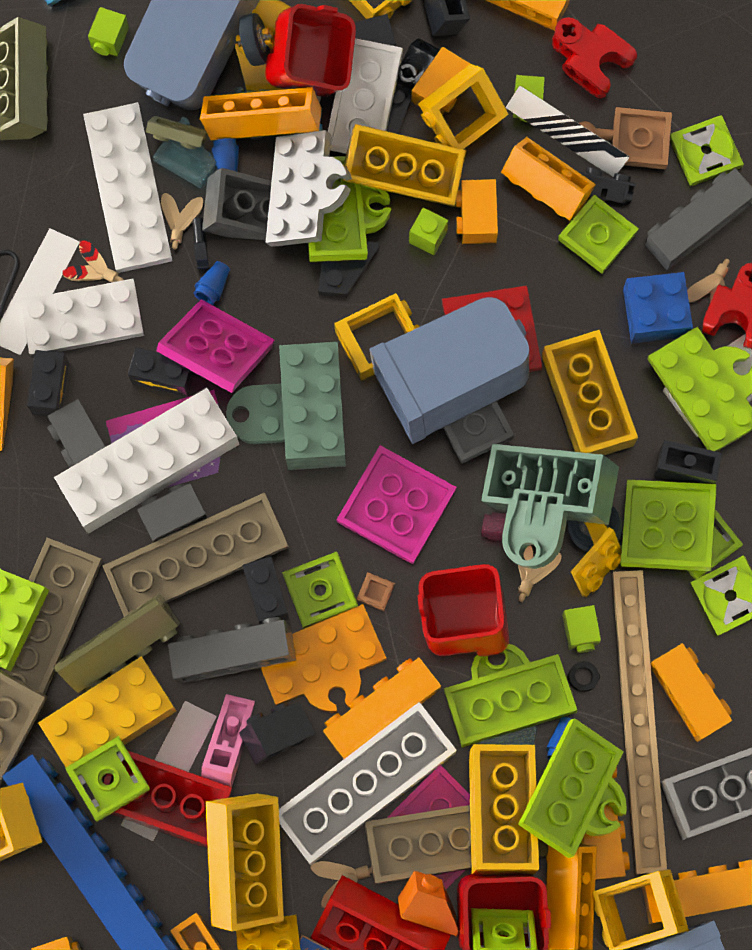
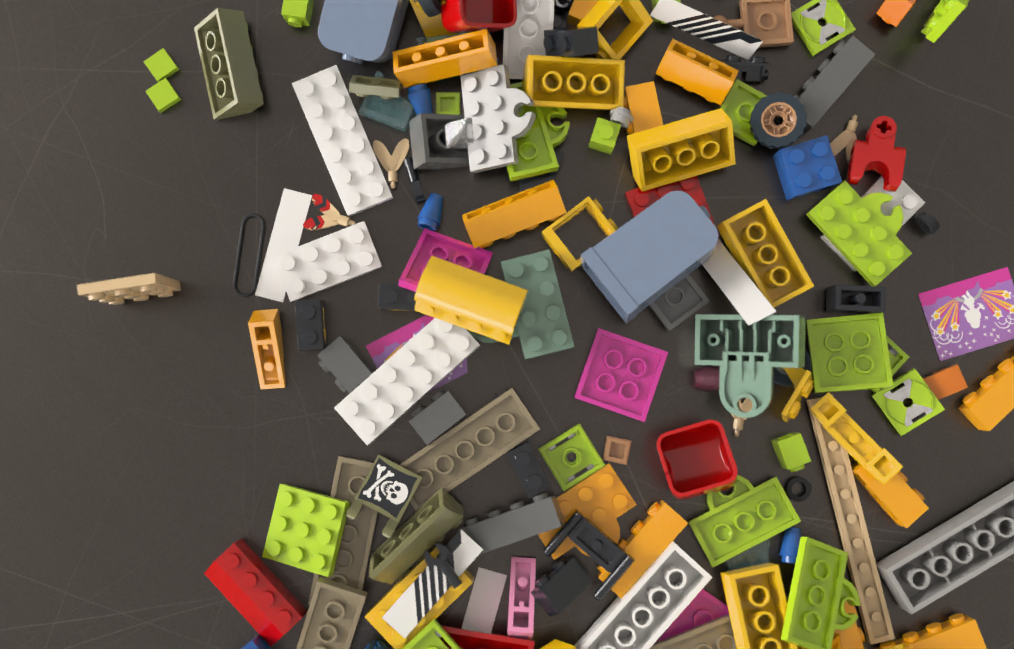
camera: 15 degrees left, 10 degrees up
(95, 585) = (387, 490): none -> flag
(125, 696) = (430, 586): none -> white sticker
(142, 674) = (443, 564): none -> black bar
(233, 378) = (469, 299): none -> yellow brick
(257, 165) = (448, 103): none -> lime tile
(261, 198) = (459, 134): none -> clear slope
(306, 299) = (514, 214): none -> light orange brick
(327, 690) = (597, 546): none -> black plate
(406, 118) = (571, 41): none -> black brick
(450, 210) = (621, 116): none -> light grey plate
(513, 260) = (681, 149): none -> yellow brick
(545, 417) = (737, 285): none -> white sticker
(640, 233) = (781, 106): none -> black wheel
(654, 621) = (855, 439): none -> yellow slope

